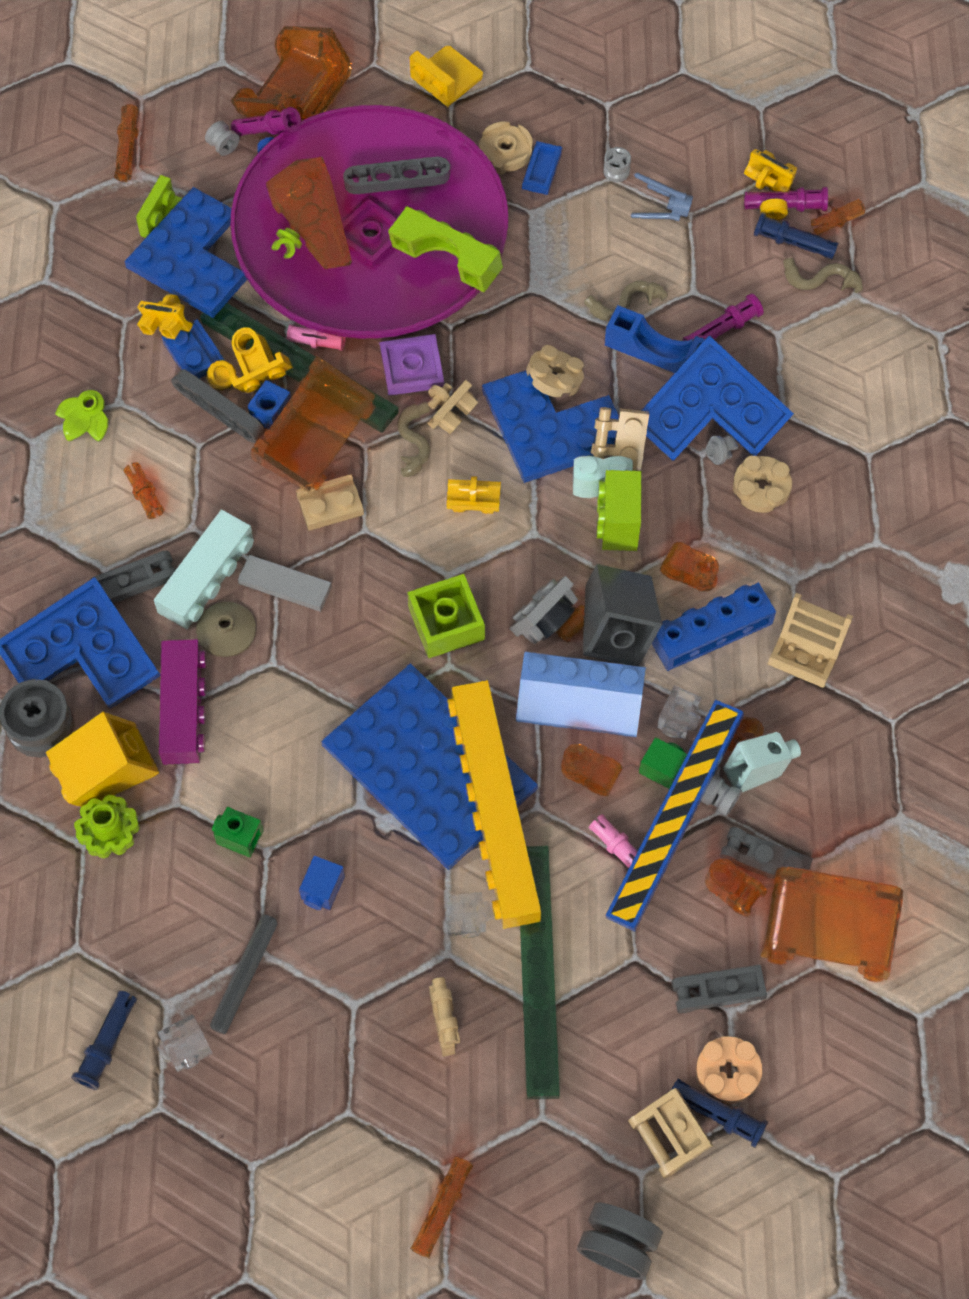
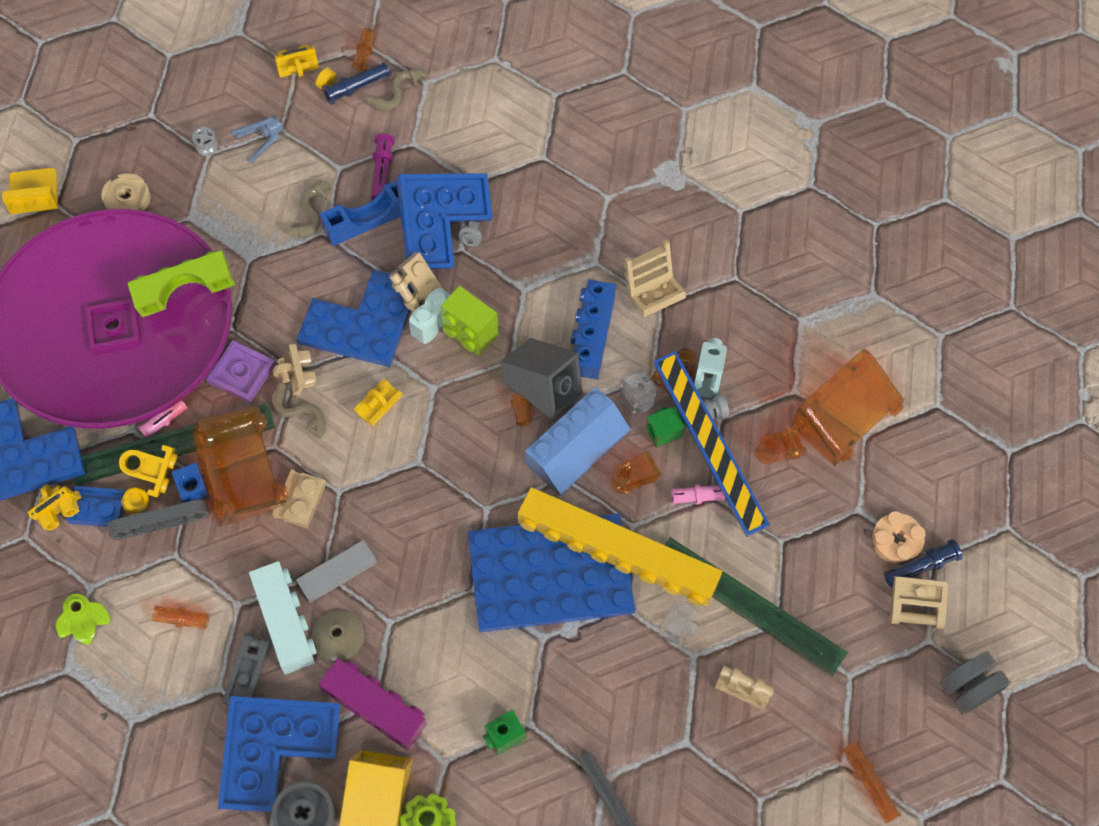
camera: 55 degrees left, 0 degrees up
(289, 239) = (77, 376): lime plate -> none
(308, 202) = (59, 342): clear orange wedge -> none
(321, 883) = (586, 702): blue brick -> none
(395, 170) = (86, 272): dark grey beam -> none
(446, 616) = (454, 482): lime brick -> none
(542, 168) = (163, 187): blue tile -> none
(546, 611) = (503, 418): light grey piece -> none
(568, 369) = (318, 287): tan plate -> none
(690, 566) = (539, 311): clear orange piece -> none
(720, 988) = (842, 503): dark grey plate -> none
(762, 855) = (772, 414): dark grey plate -> none
(767, 469) = (511, 240): tan plate -> none
(799, 199) = (331, 59): magenta pin -> none

